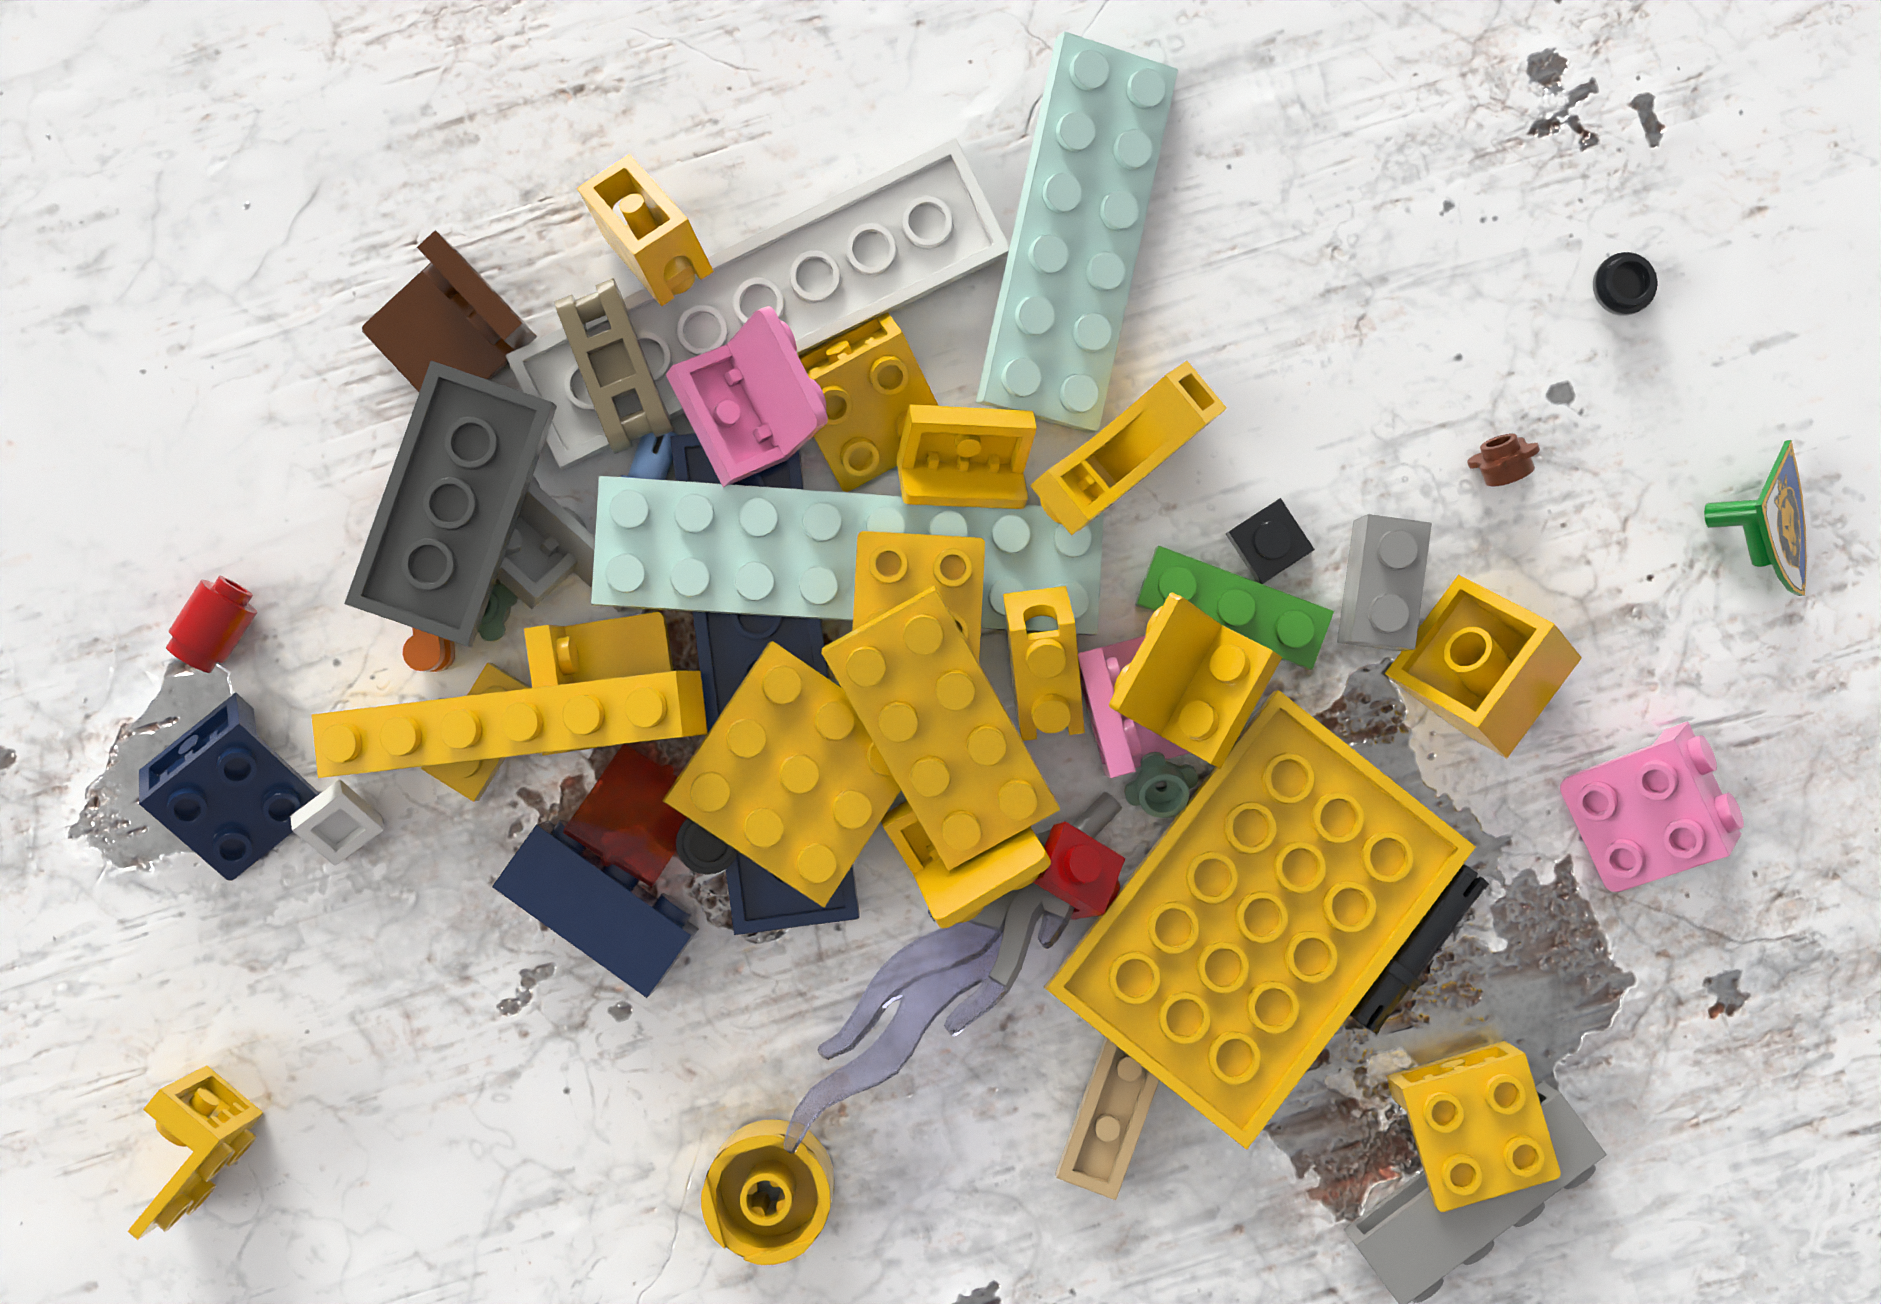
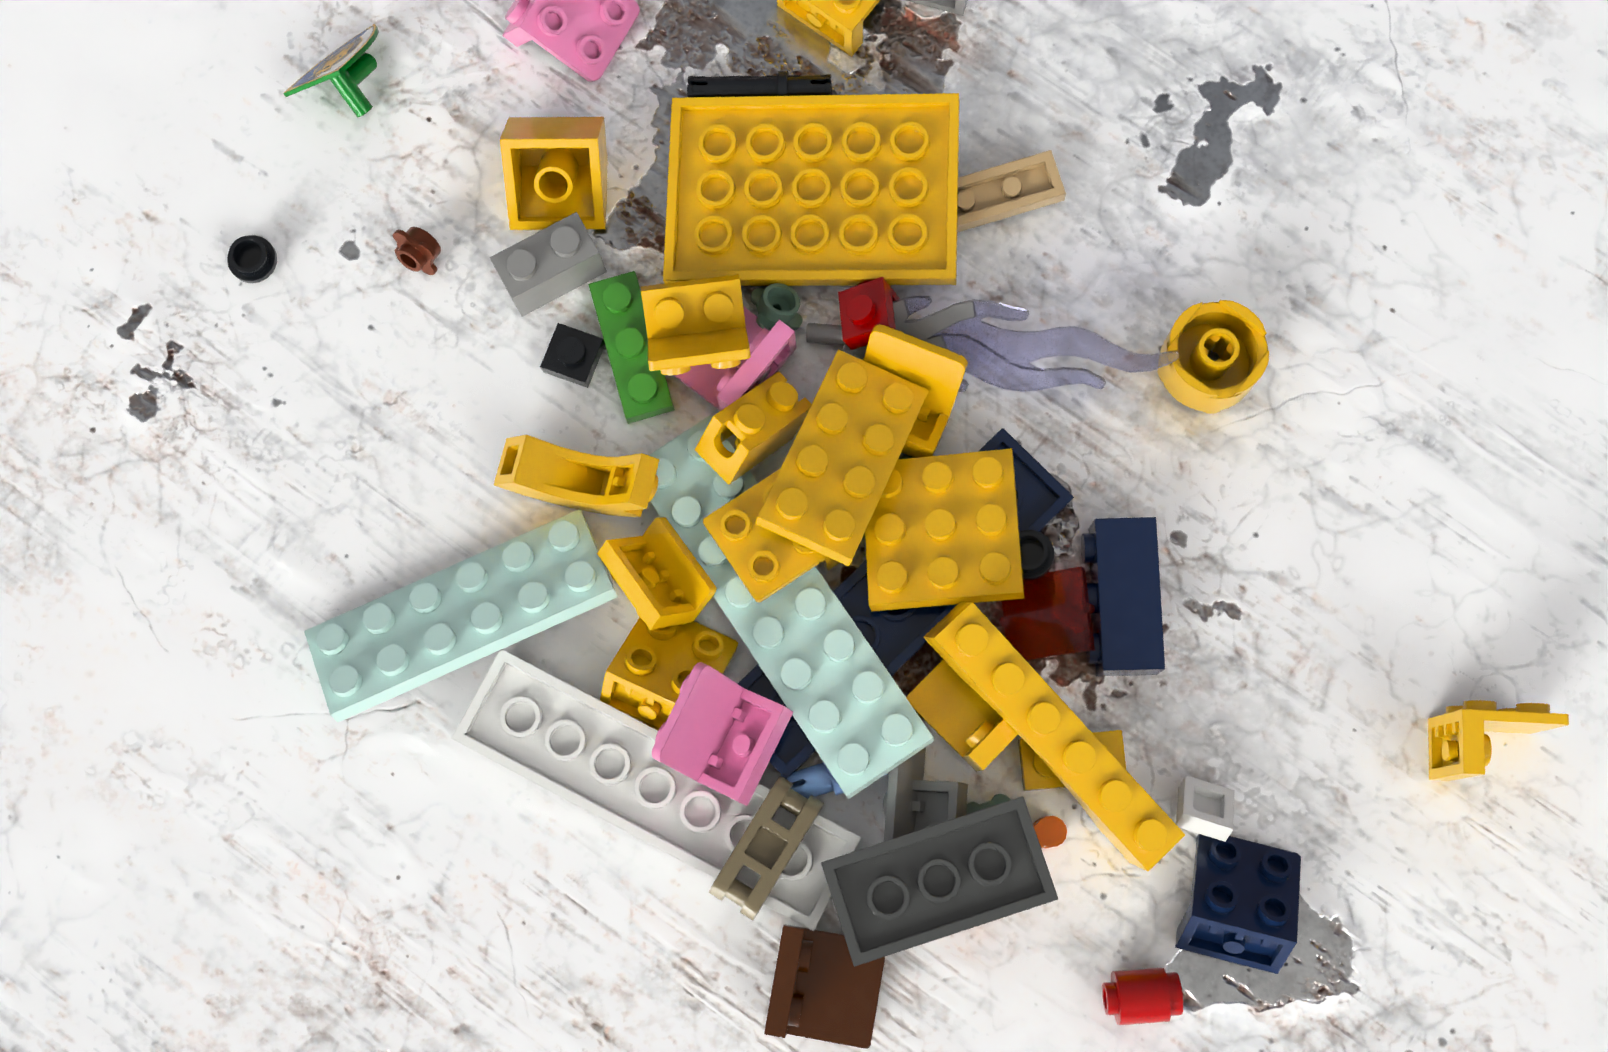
camera: 125 degrees left, 10 degrees down
(657, 238) = (663, 886): yellow brick -> none

